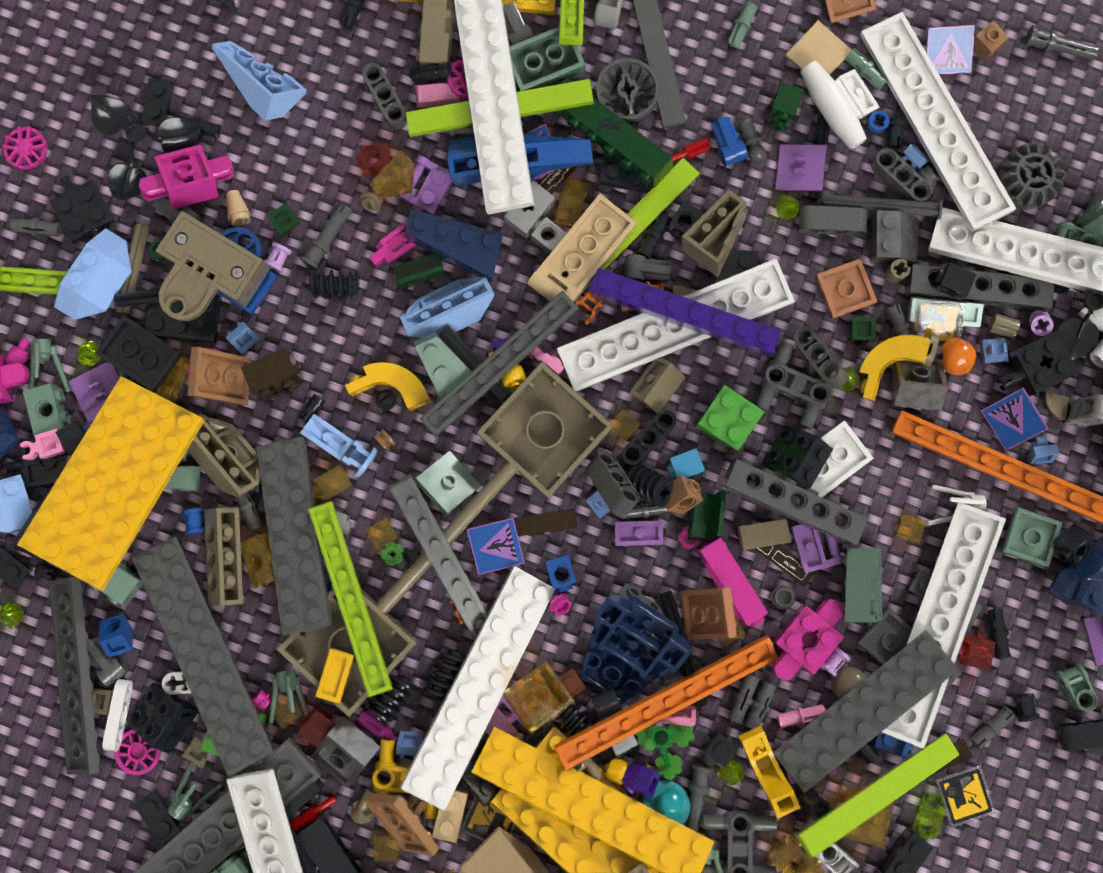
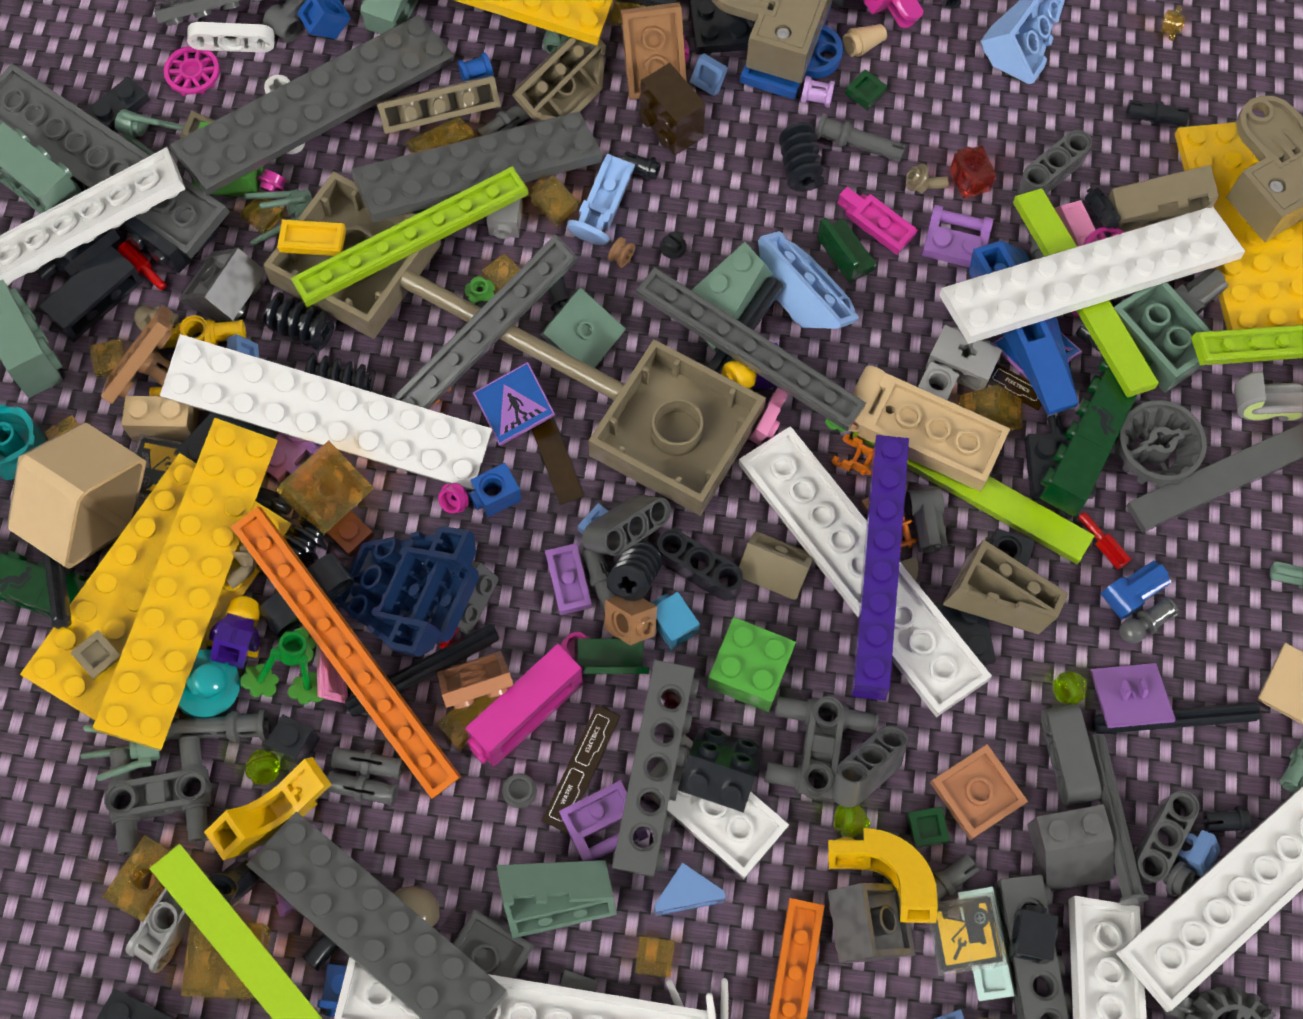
camera: 75 degrees right, 15 degrees down
(101, 700) = (244, 15): dark tan plate -> none
(161, 719) = (230, 82): black bracket -> none
(185, 479) = (523, 45): sand green piece -> none
(315, 726) = (249, 240): clear red brick -> none
(375, 727) = (254, 318): magenta piece -> none
(391, 375) = (702, 227): yellow arch -> none
(395, 177) = (957, 194): clear yellow slope -> none
(456, 242) = (894, 282): dark blue wedge -> none
(624, 425) = (710, 532): clear yellow tile -> none
(655, 236) = (974, 519): black pin -> none
(764, 534) = (601, 745): dark tan slope -> none
(784, 107) = (1209, 647): dark green brick -> none
(799, 716) = (353, 842): bright pink axle -> none
(807, 639) = (463, 831): dark pink brick -> none
(835, 661) = (441, 880): lavender bush -> none
(840, 101) = (1244, 727): white plate -> none
(875, 498) = (688, 891): none -> medium blue slope
(880, 115) = (1242, 784): blue bush -> none
(897, 271) = (1025, 859): dark tan piece -> none
(934, 338) = (924, 930): dark tan tile -> none
(958, 356) = (925, 974): orange hair -> none

